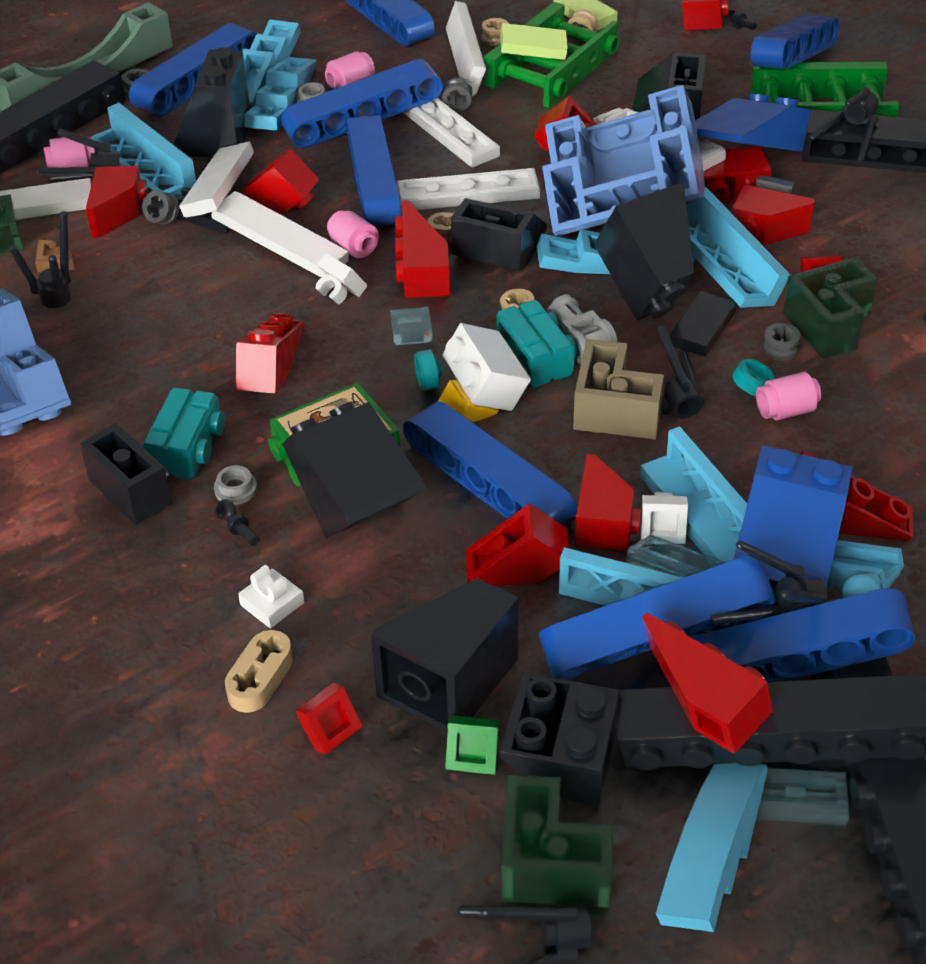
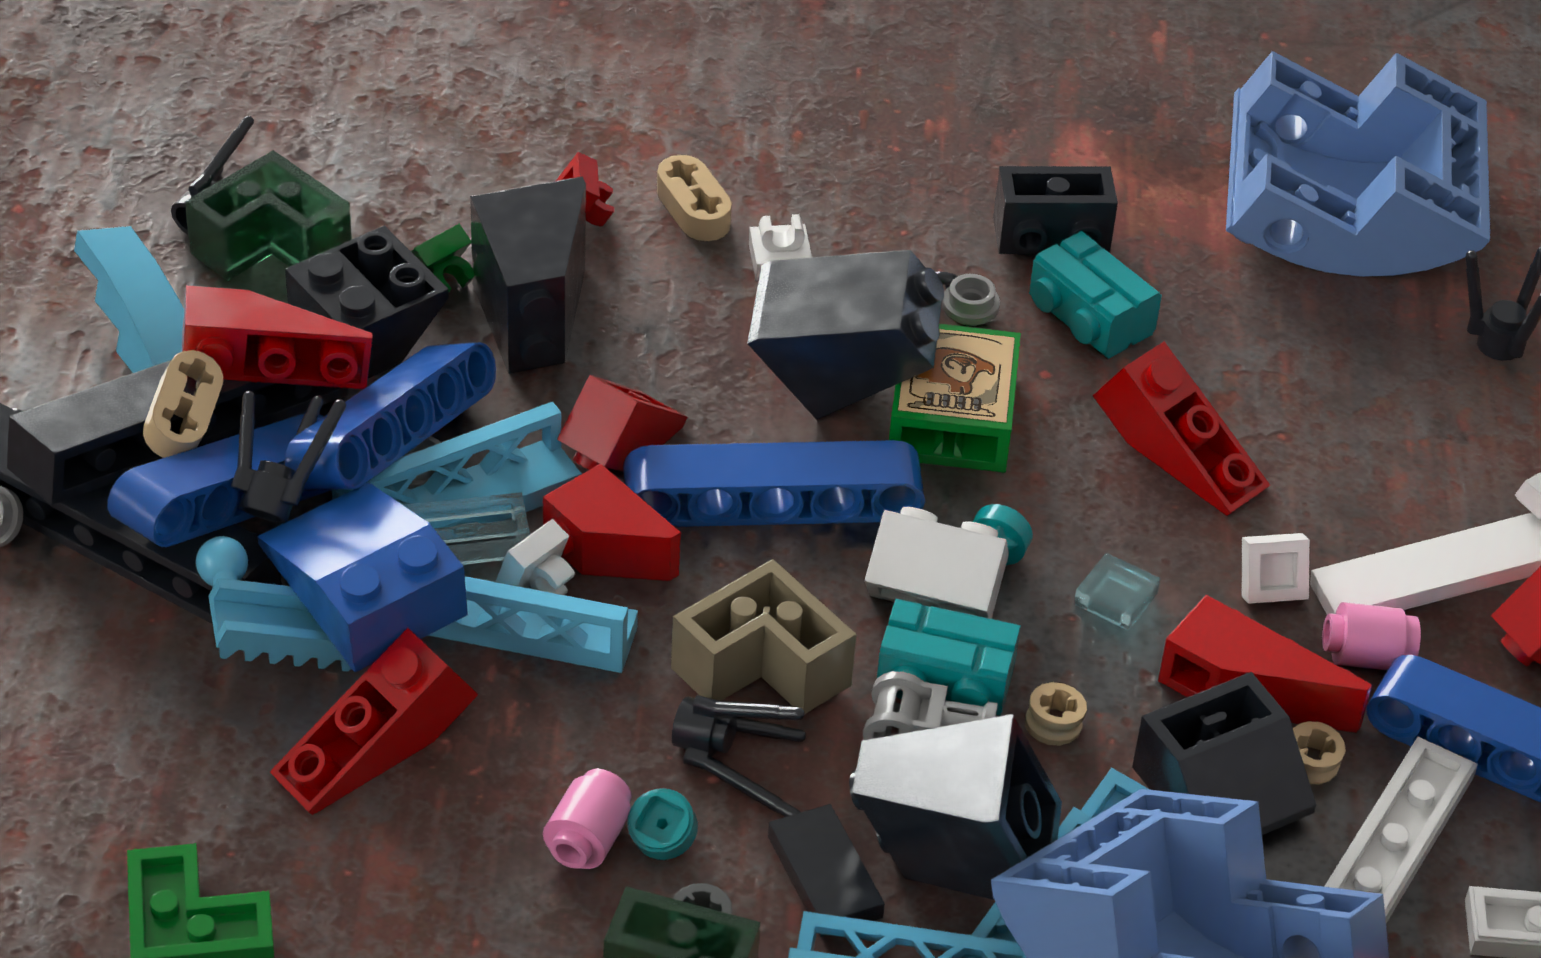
camera: 125 degrees right, 0 degrees up
(805, 666) = (172, 400): none -> tan beam

